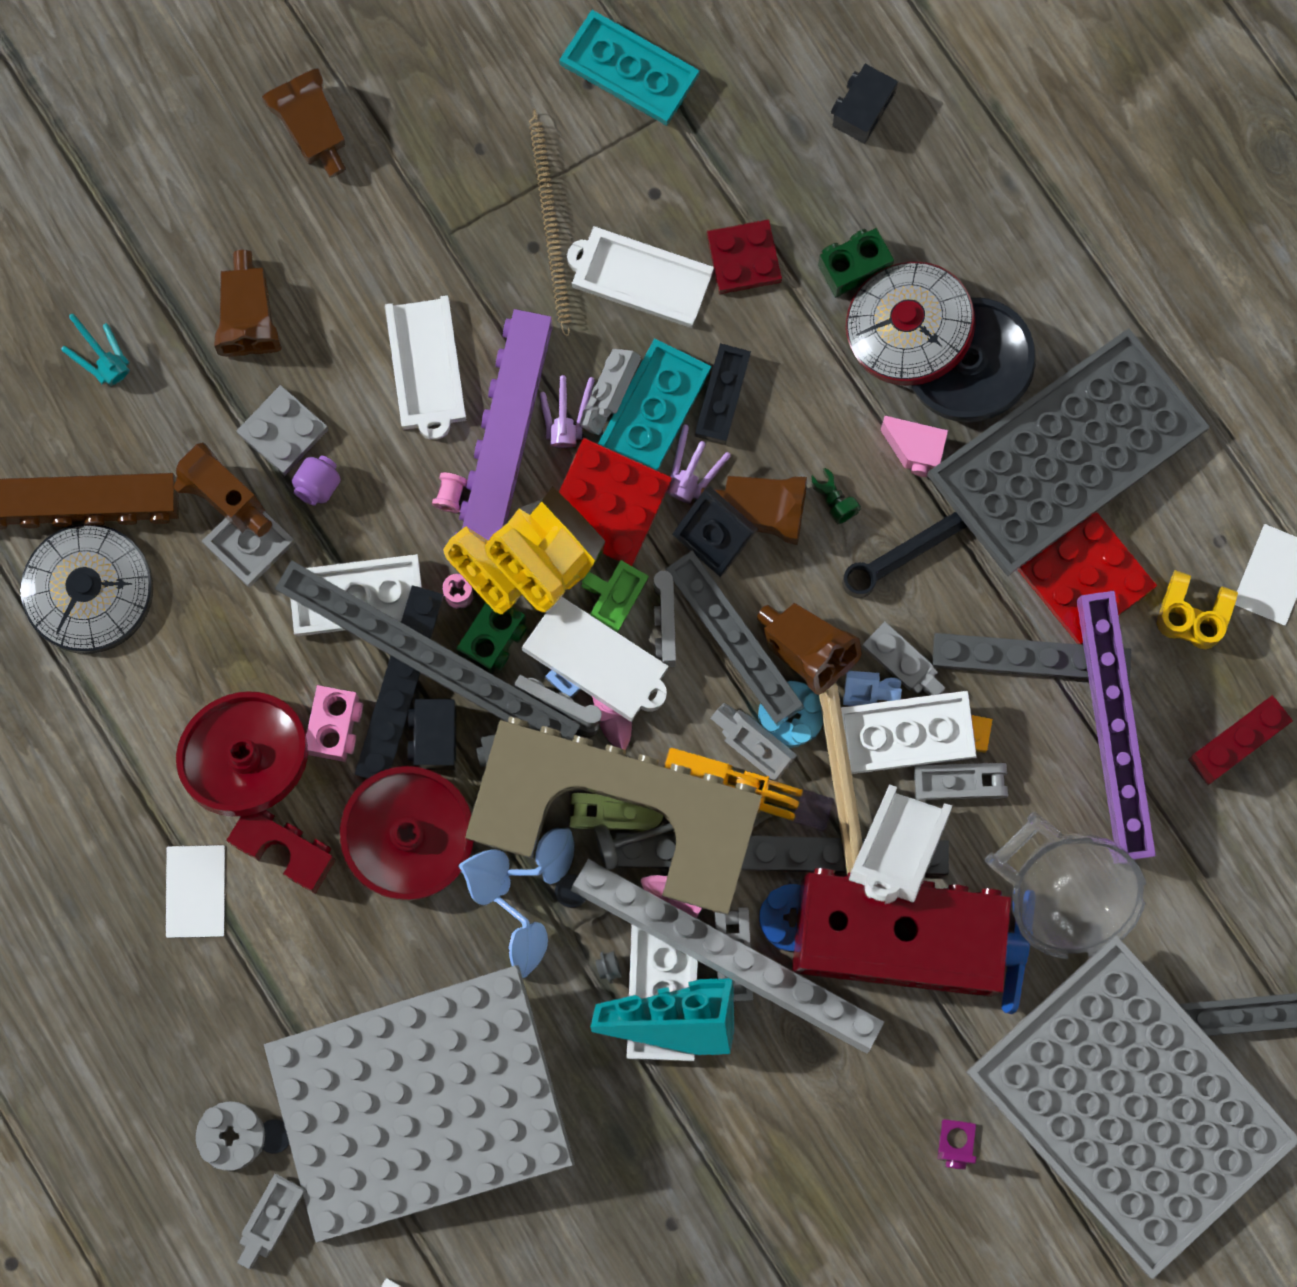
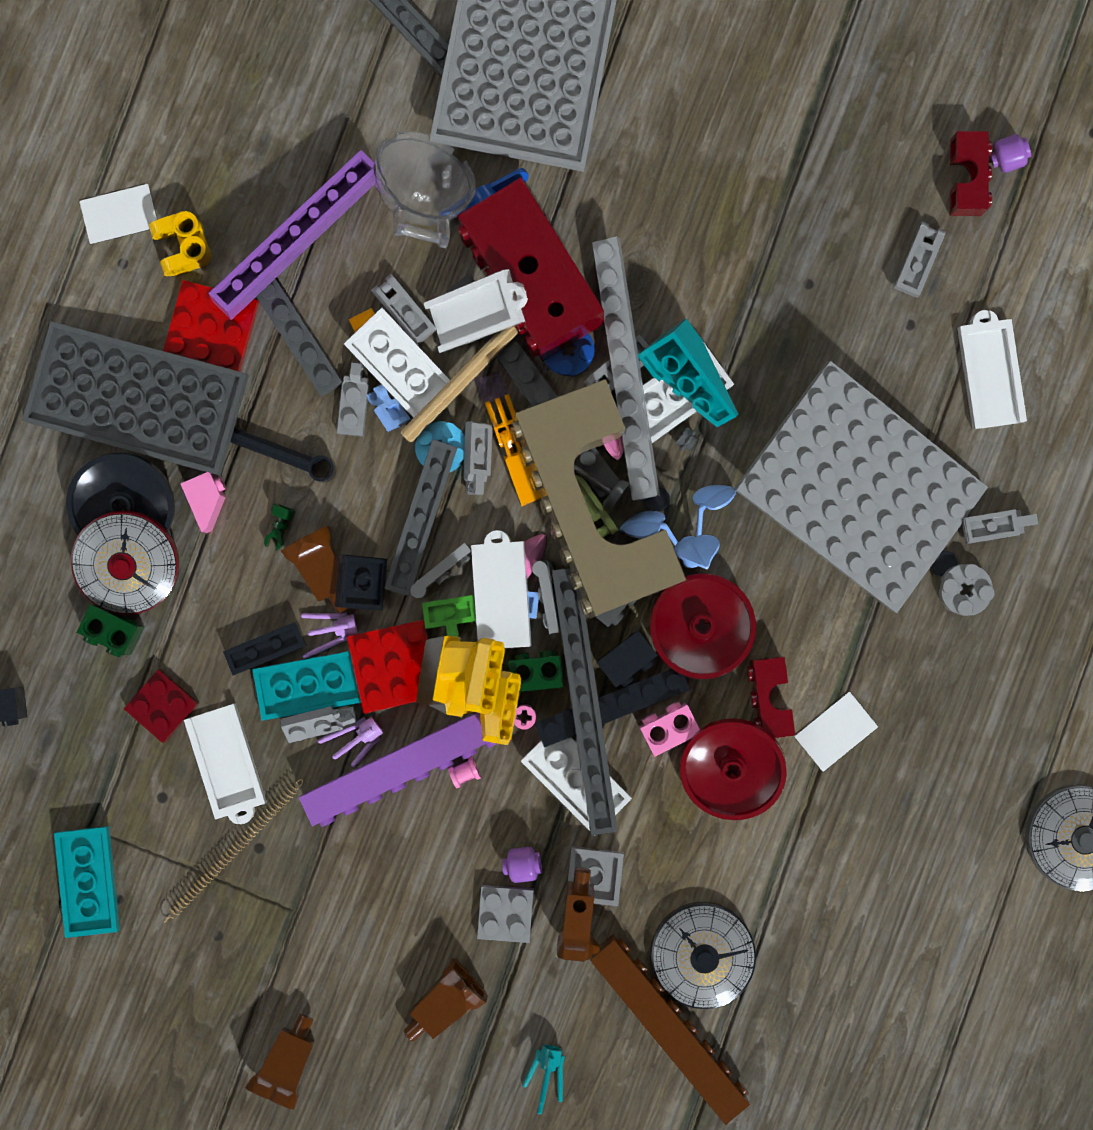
camera: 125 degrees left, 10 degrees up
(426, 366) = (391, 855): white piece -> none
(810, 645) = (390, 465): reddish brown piece -> none
(956, 1157) = (637, 140): magenta bracket -> none
(1240, 740) = (232, 150): dark red arch -> none

